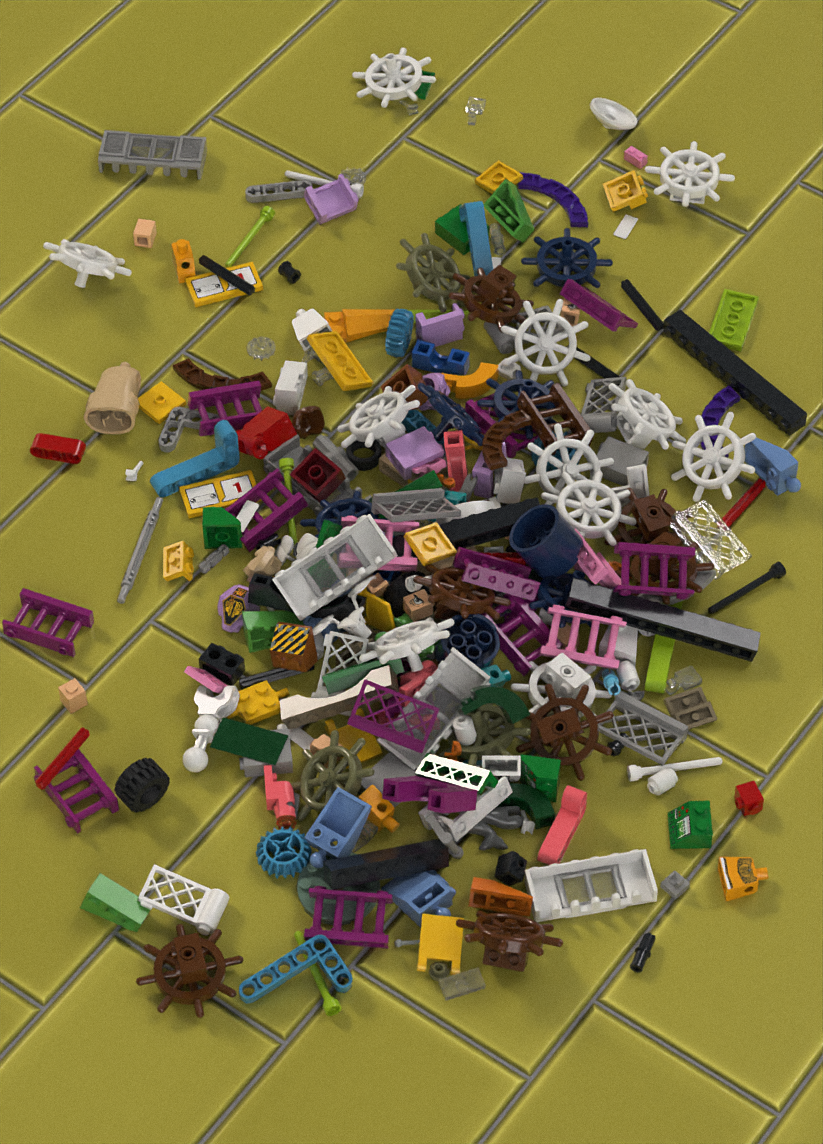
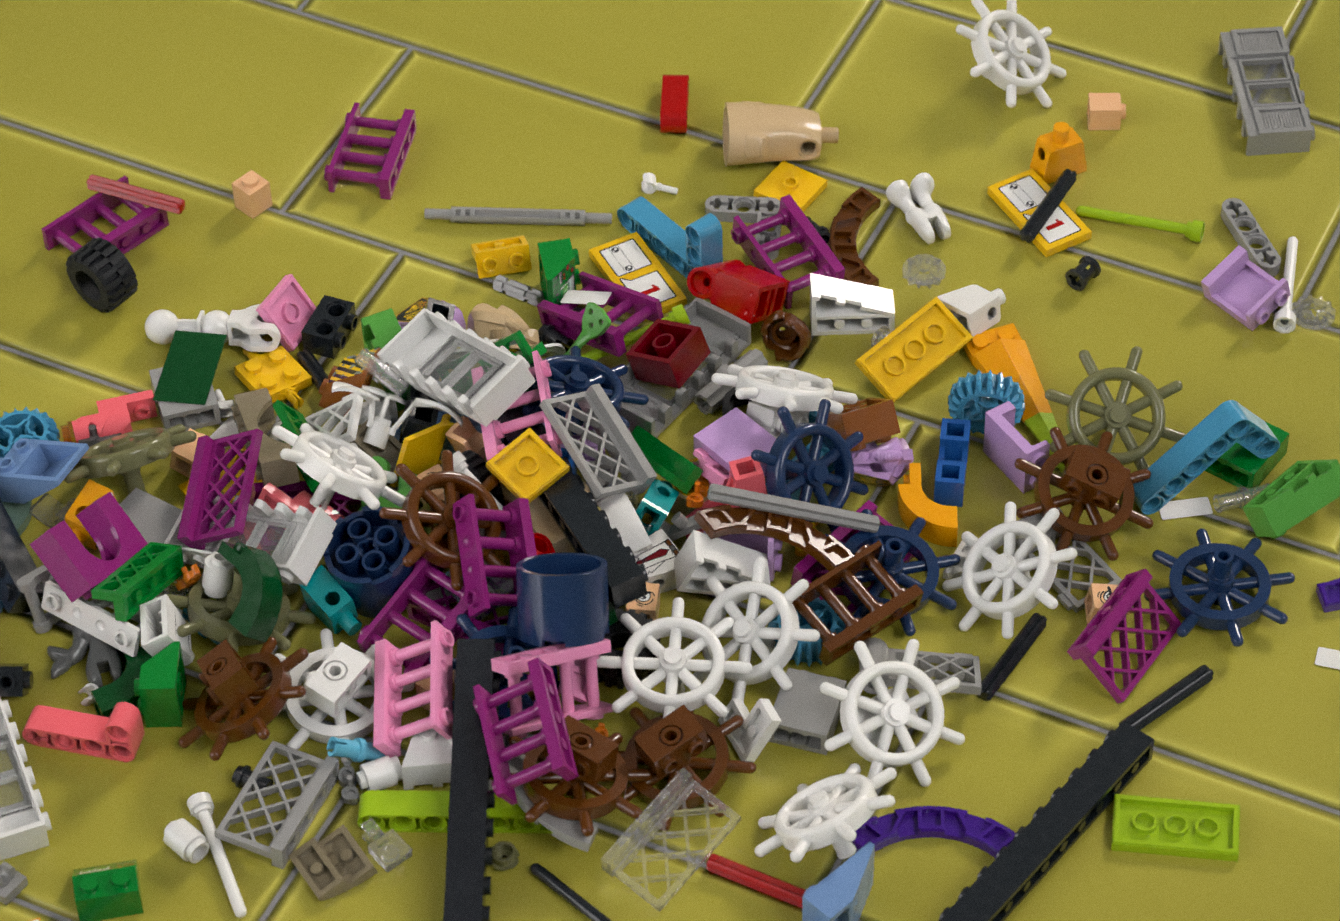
camera: 80 degrees right, 5 degrees down
(208, 338) = (923, 218): none -> white piece
(290, 512) = (588, 331): none -> bright green piece
(311, 617) = (382, 372): none -> clear pin
(487, 425) = (793, 508): none -> light grey axle

